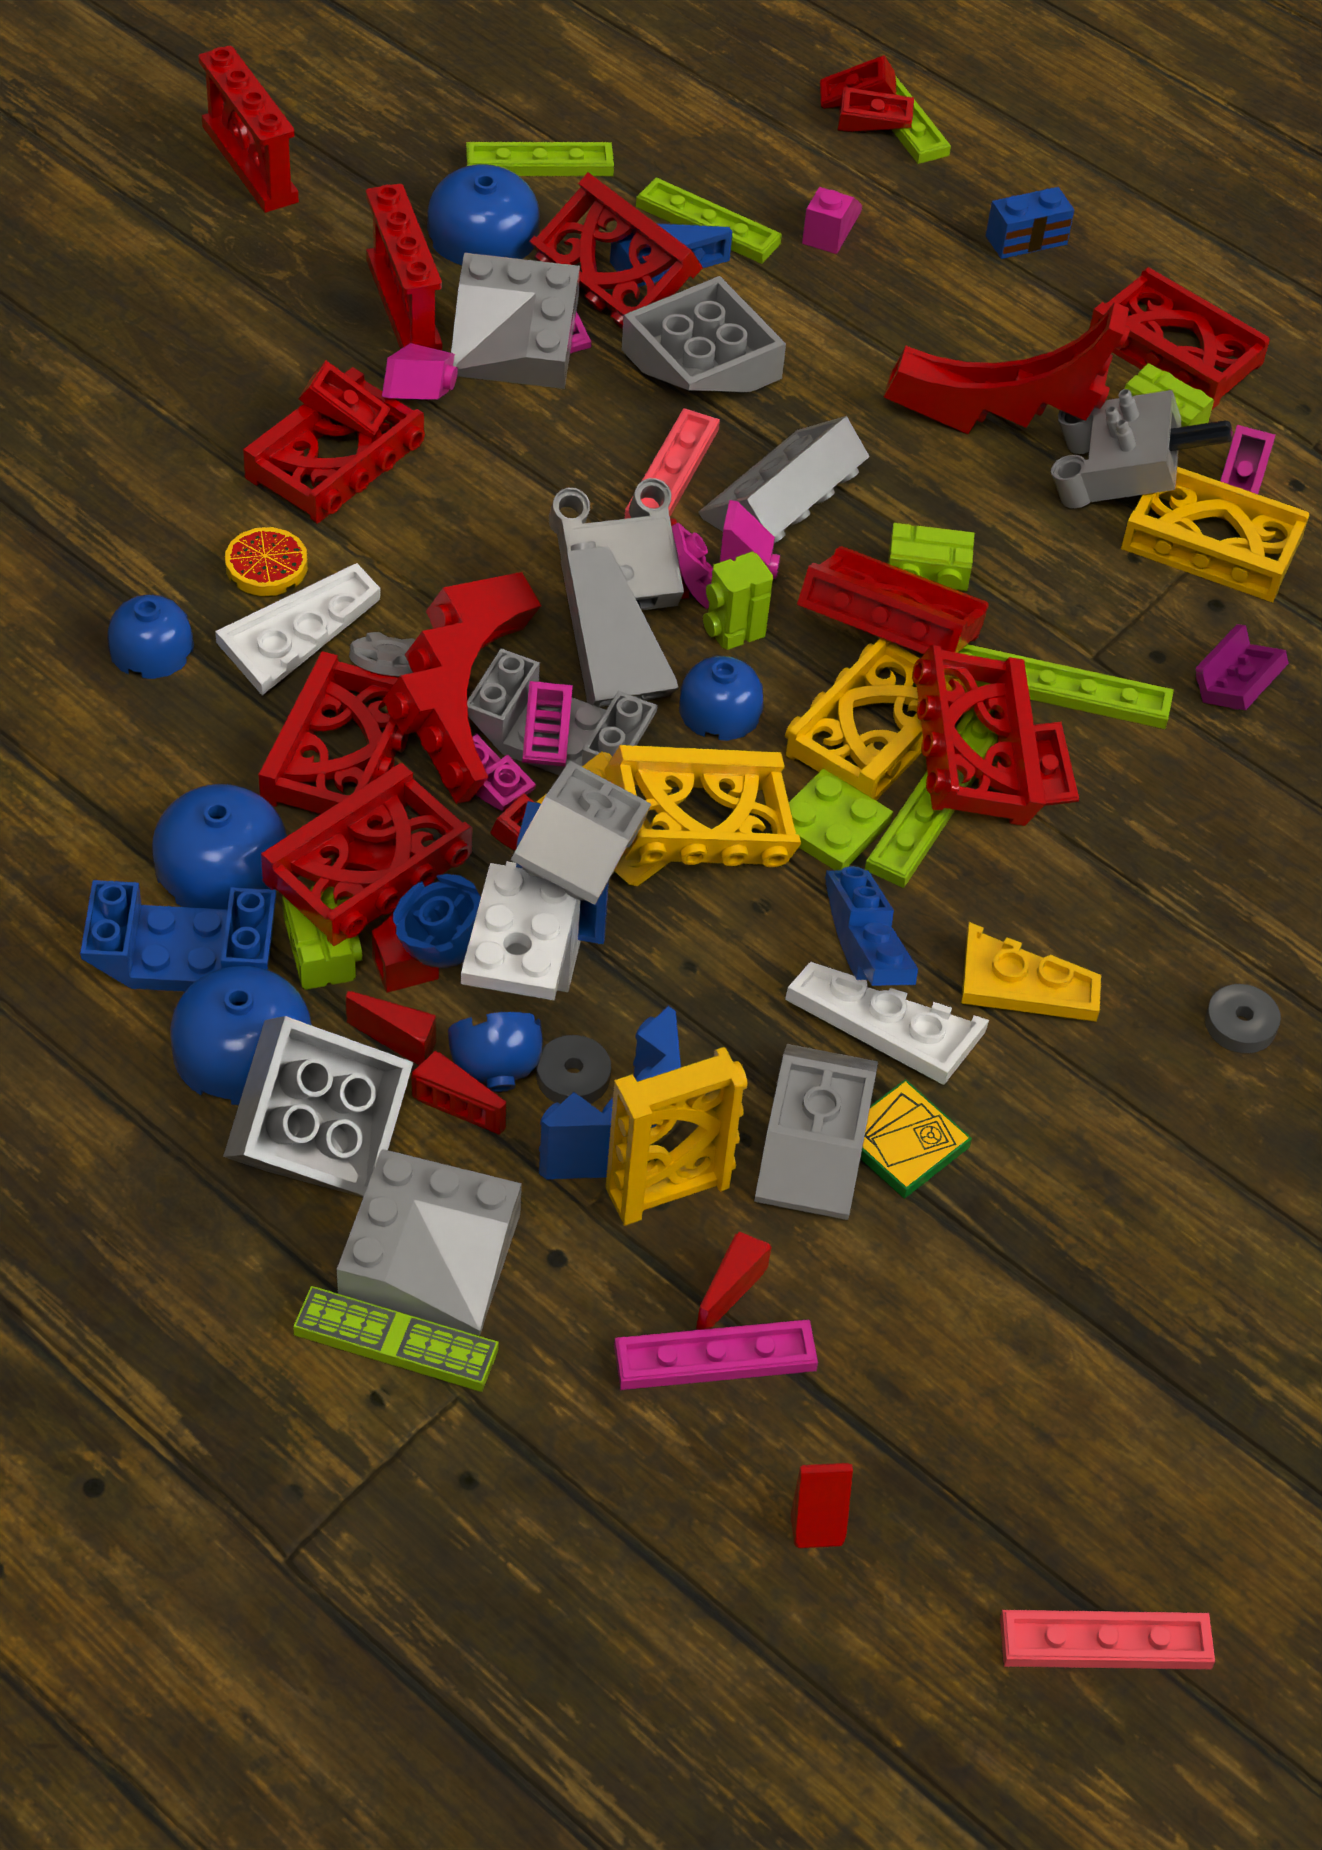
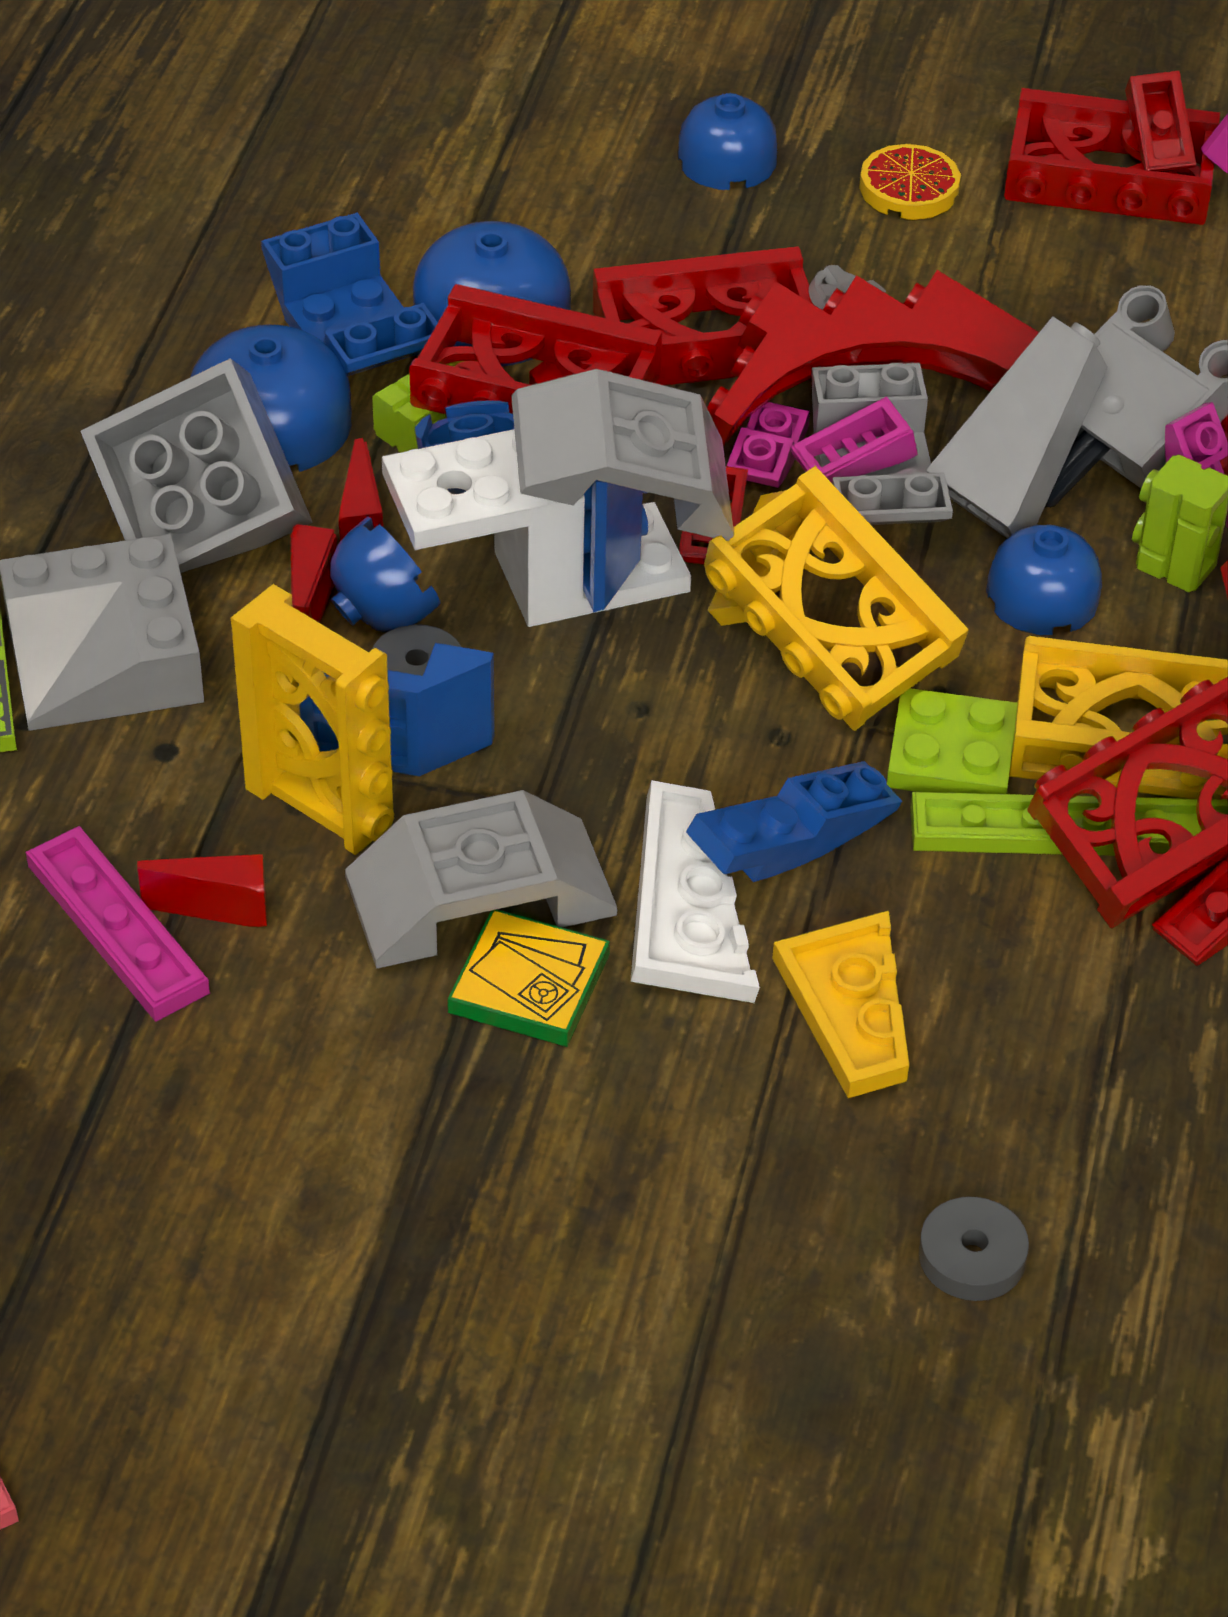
camera: 65 degrees right, 5 degrees down
(291, 630) = (840, 232): white wing -> none

